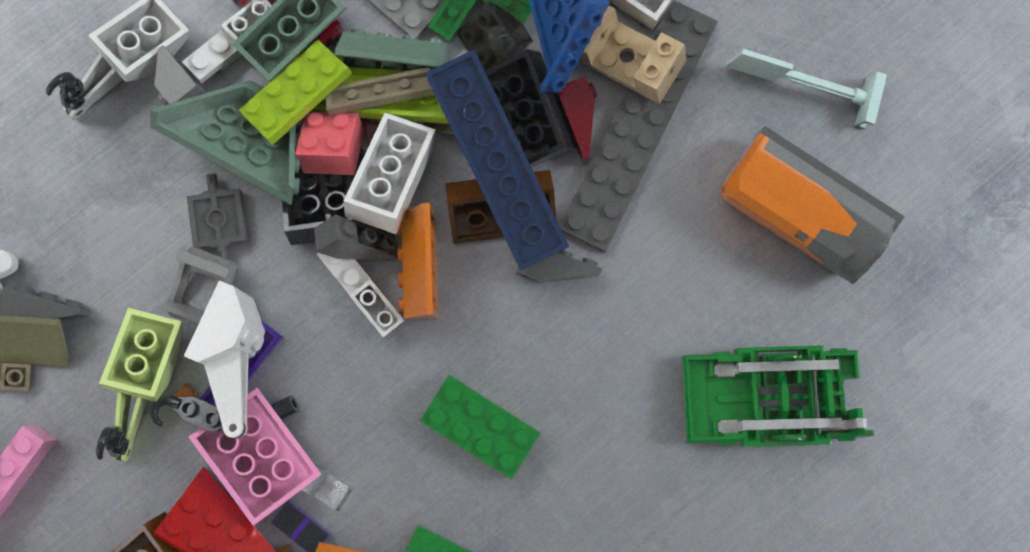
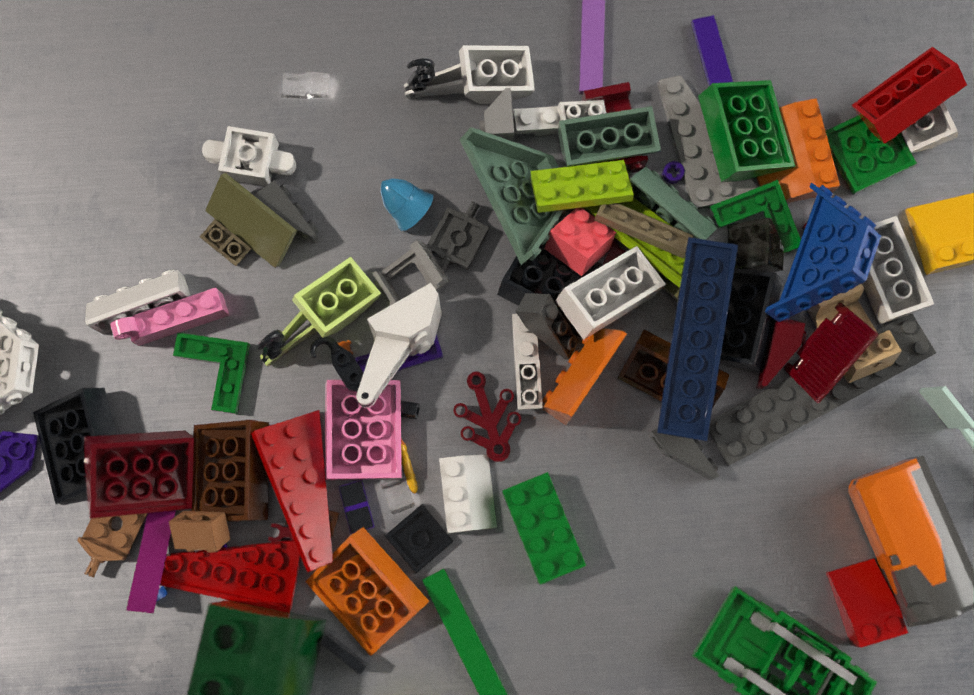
camera: 40 degrees right, 5 degrees down
(96, 490) = (232, 359): none -> green plate
(142, 219) = (405, 202): none -> dark azure helmet
(321, 459) = (407, 468): none -> yellow piece
(365, 364) = (489, 420): none -> dark red plant
(374, 10) = (678, 167): none -> dark purple bush
(377, 515) = (419, 538): none -> black tile
(391, 444) = (467, 493): none -> white slope
(624, 88) = (830, 352): none -> dark red window
(804, 288) = (866, 604): none -> red slope

